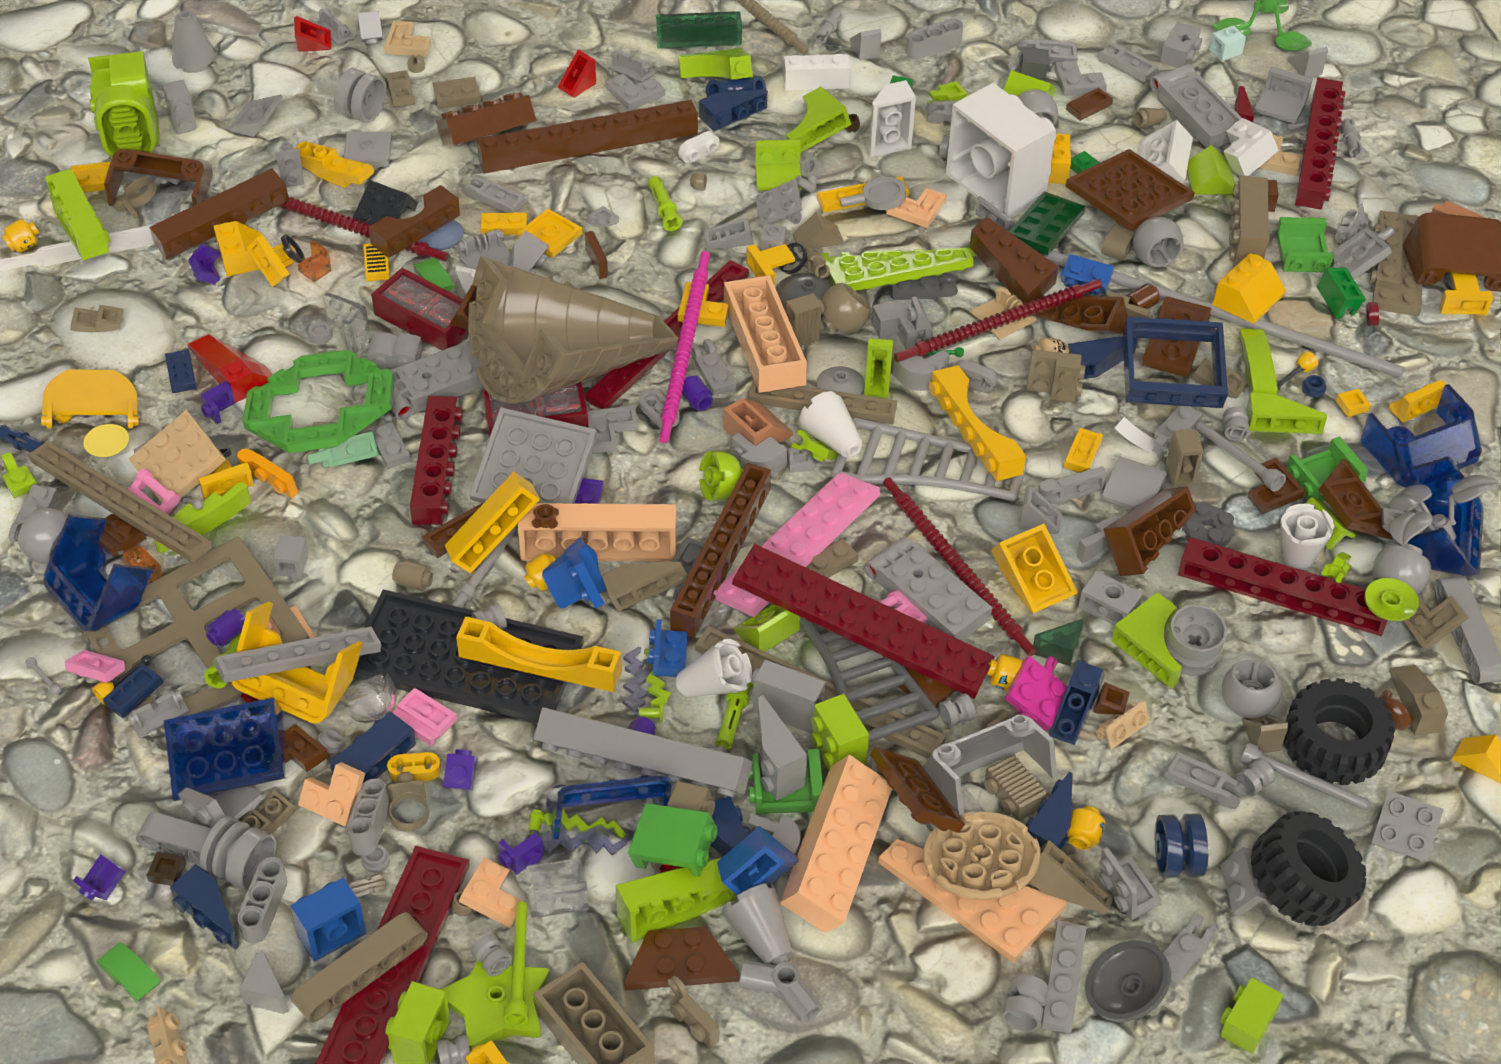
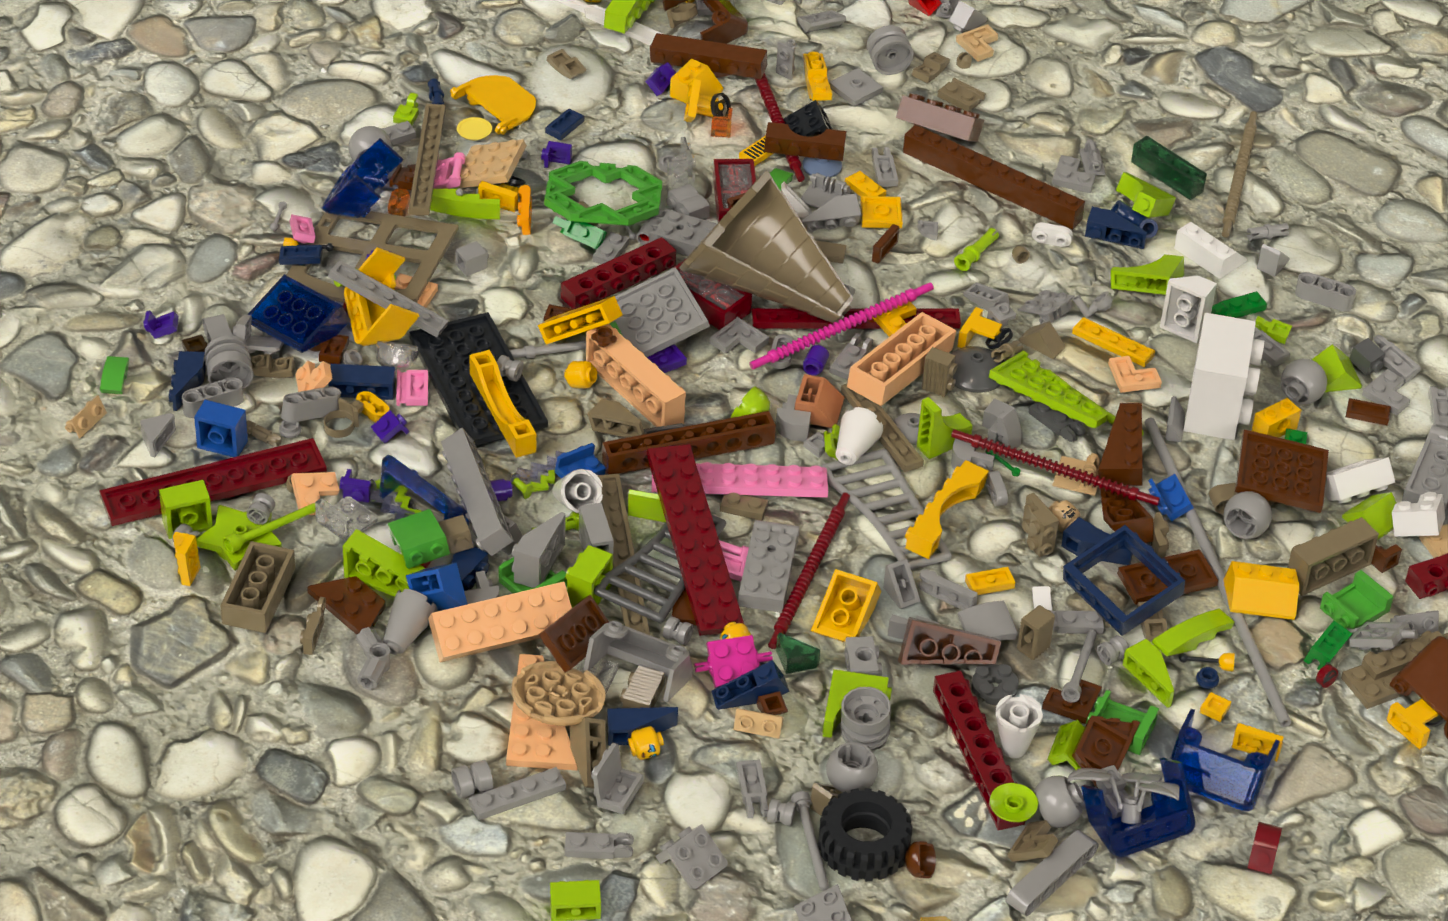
camera: 50 degrees right, 5 degrees down
(153, 716) = (301, 273): light grey hinge -> none
(229, 365) = (593, 142): red wedge -> none
(358, 967) = (201, 460): dark tan beam -> none
(412, 575) = (514, 319): dark tan brick -> none
(575, 576) = (589, 385): blue piece -> none
(579, 75) = (1047, 139): red slope -> none
(776, 162) = (1085, 280): lime bracket -> none
(844, 309) = (973, 385): dark tan wheel -> none
(879, 194) = (1116, 347): light grey piece -> none
(1047, 222) = (1195, 447): dark green plate -> none
(1121, 972) = (535, 820): dark grey dish -> none
(1144, 296) = (1182, 538): reddish brown brick -> none
(1148, 117) = (1393, 450): dark tan cone -> none
(1181, 845) = (672, 792): dark blue wheel -> none
(1281, 871) = (734, 844): black tyre -> none
(1339, 568) = (1023, 768): lime plate -> none
(1420, 699) = (950, 872): dark tan slope -> none

